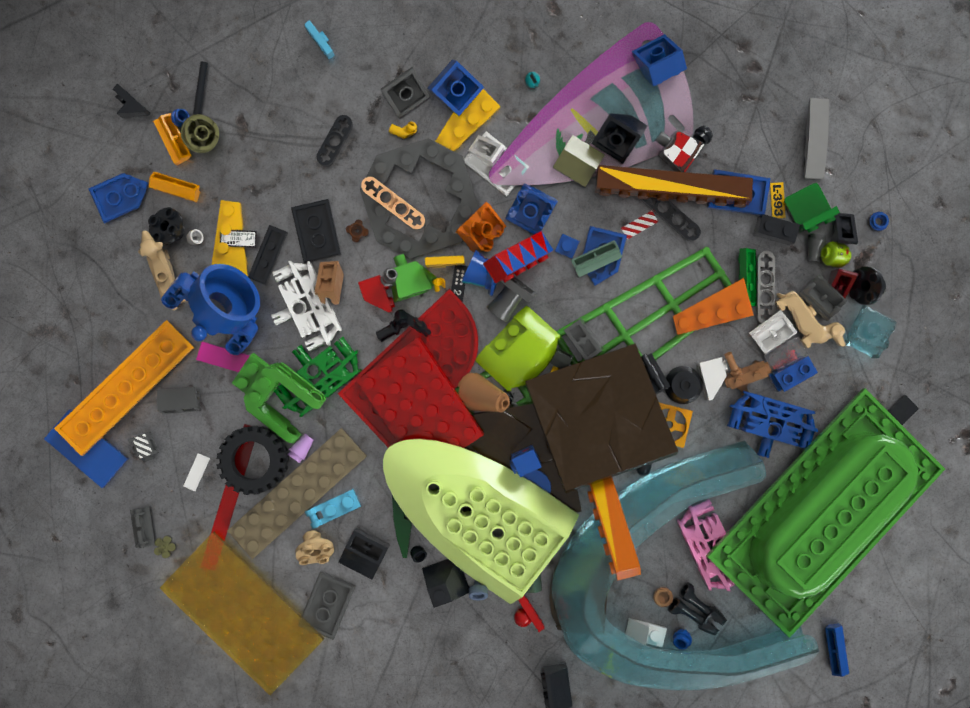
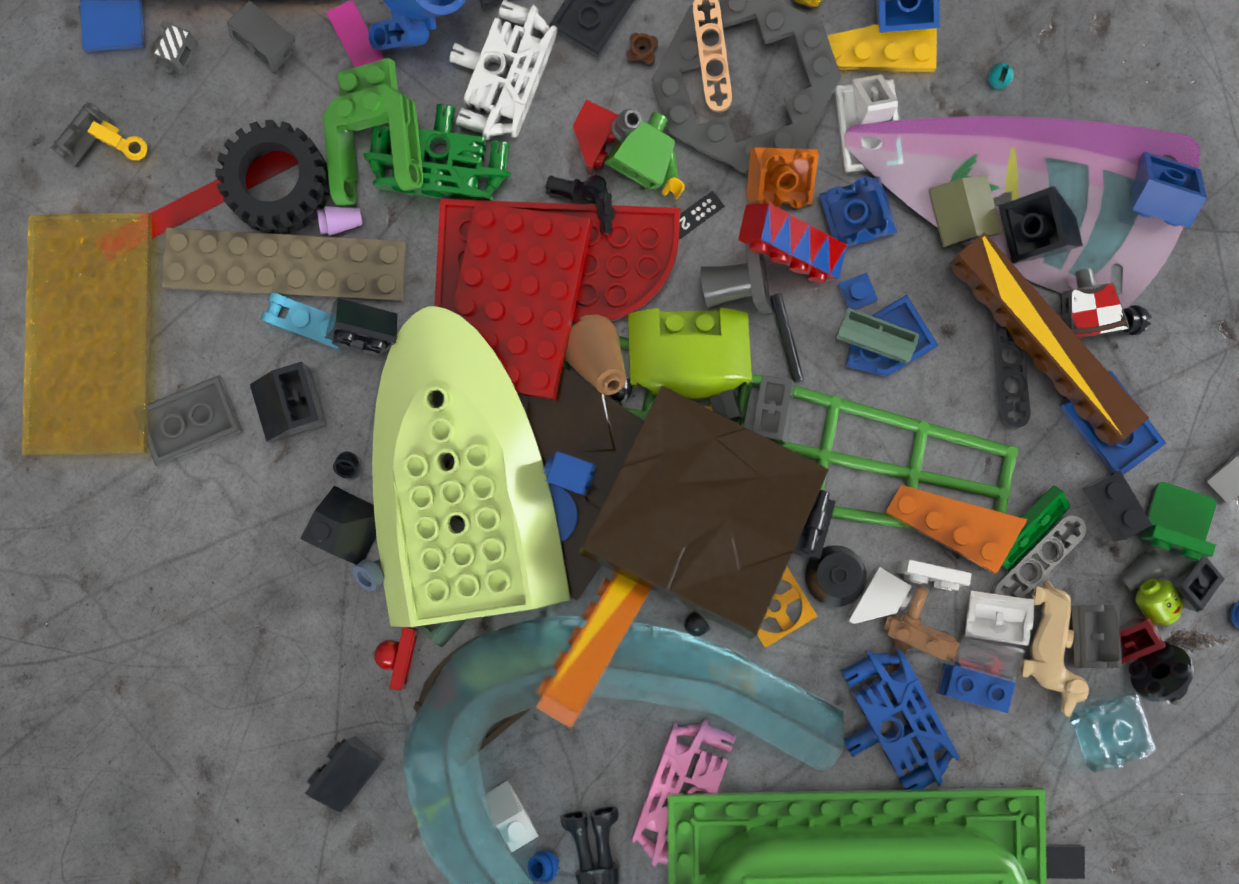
camera: 45 degrees right, 5 degrees down
(157, 515) = (109, 134): none -> yellow plate
(164, 547) = (82, 179): olive plant -> none
(196, 472) = (200, 134): white sticker -> none
(314, 549) = (237, 342): tan plate -> none
(329, 281) = (555, 68): medium nougat hinge -> none
(362, 486) = (362, 327): none -> black slope
(402, 528) = (356, 420): dark green slope -> none
(443, 261) = (701, 167): yellow tile -> none
(478, 274) = (726, 219): blue hat -> none
(556, 299) = (787, 337): none -> black bar
(639, 224) = (963, 350): sticker -> none
(662, 597) = (570, 795): medium nougat tile -> none
(732, 339) = (943, 577): none -> white plate
(777, 200) = (1151, 475): yellow sticker -> none

